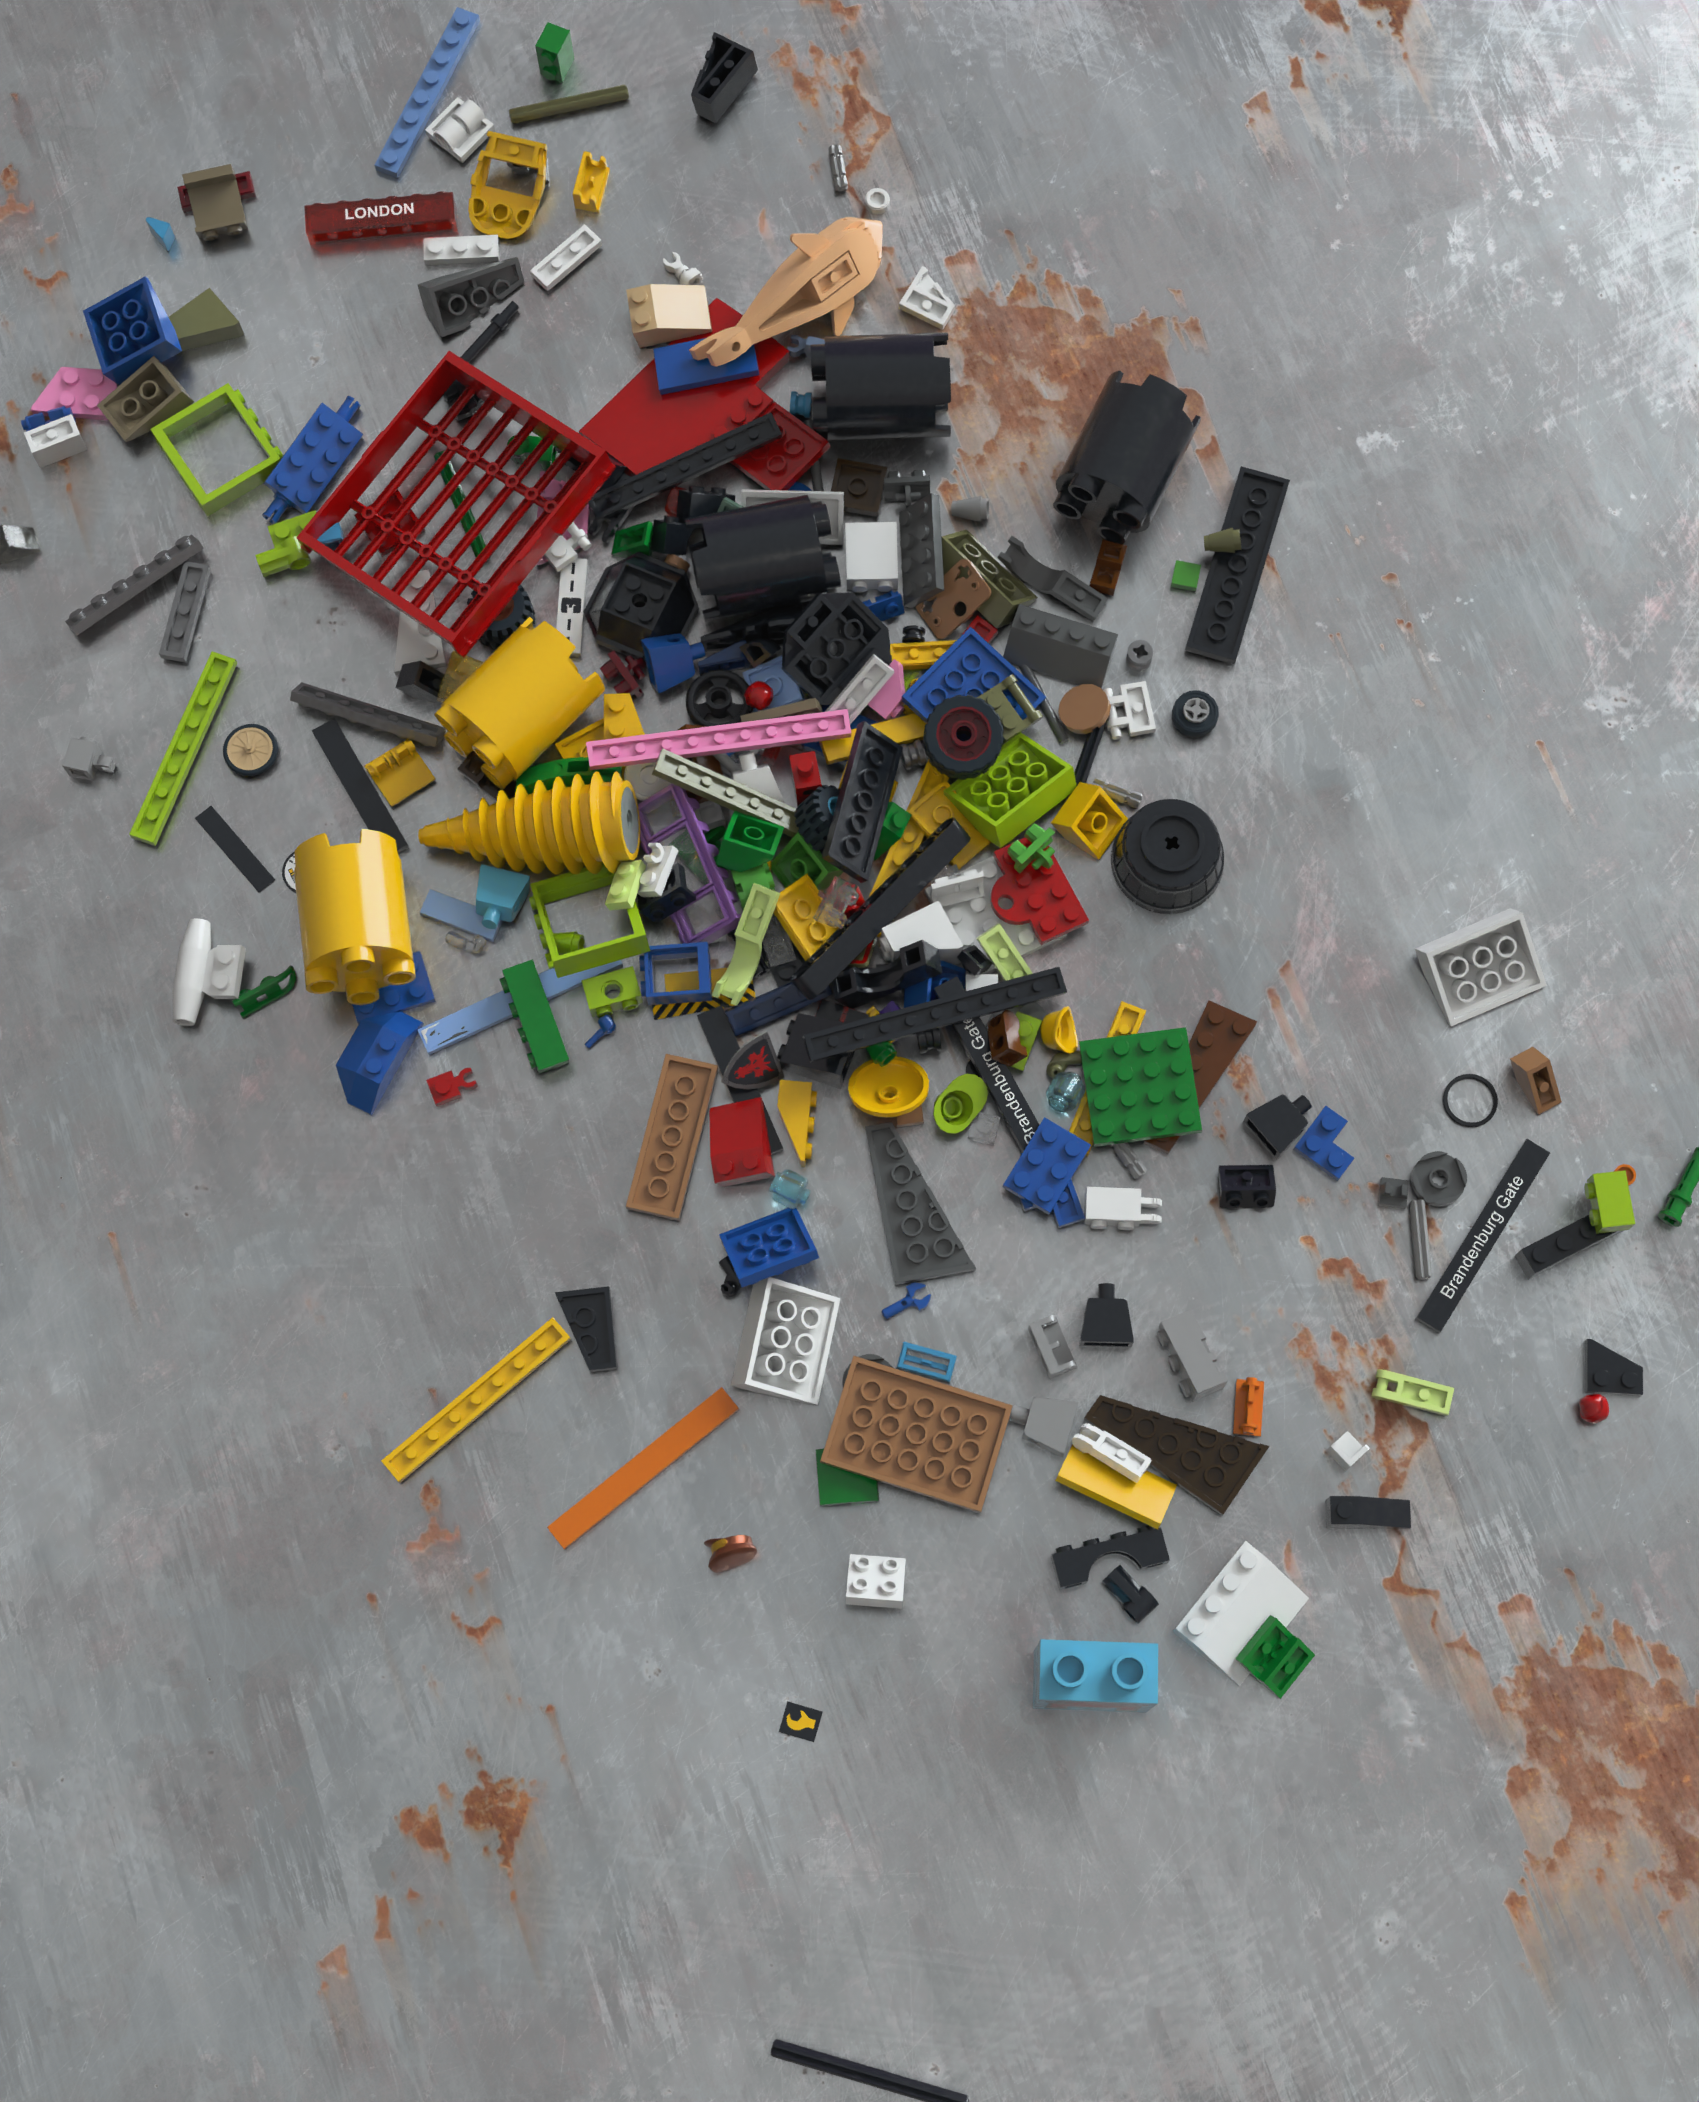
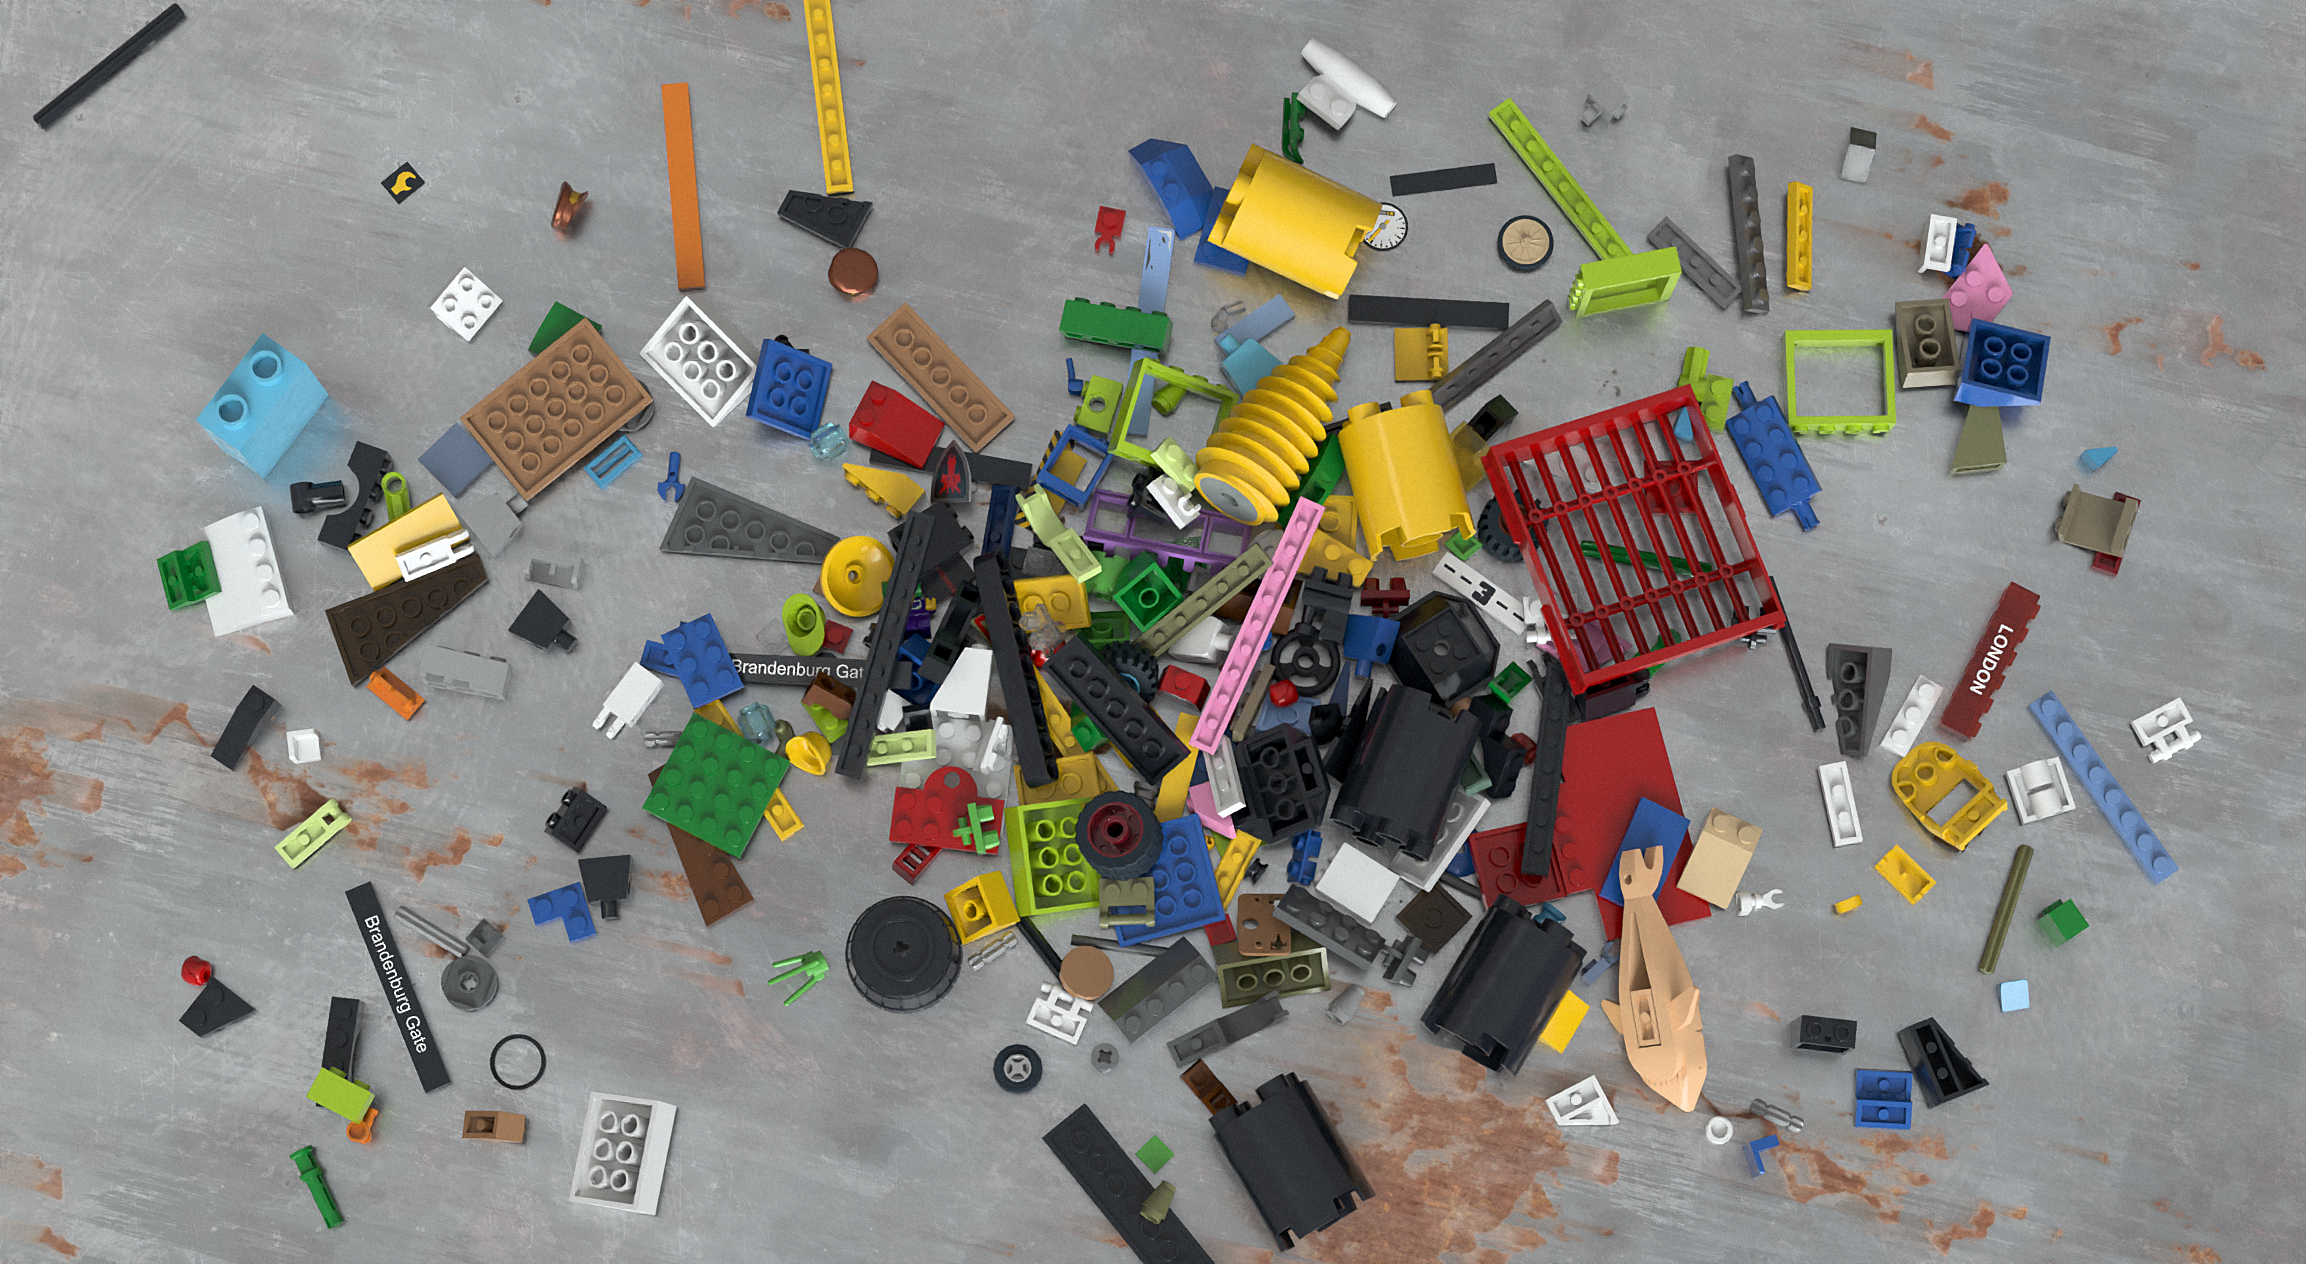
camera: 120 degrees right, 5 degrees up
(120, 542) = (1799, 236): none -> yellow plate
(240, 634) = (1624, 282): none -> lime window
(350, 78) = (2162, 722): none -> white plate
(627, 1269) = (852, 271): none -> copper piece
(631, 64) = (2013, 995): none -> slope
(641, 208) = (1848, 904): none -> yellow tile
(658, 702) = (1328, 599): none -> black hips
(757, 160) = (1834, 1035): none -> black window
(773, 106) = (1883, 1098): none -> blue slope
(876, 157) = (1752, 1154): none -> blue panel
(946, 1074) = (836, 637): none -> red plate
(1016, 1496) = (456, 460): none -> sand blue tile
(1087, 1518) = (398, 501): none -> lime piece
(1092, 888) = (907, 873): none -> red slope
(1228, 917) = (812, 964): none -> bright green plant

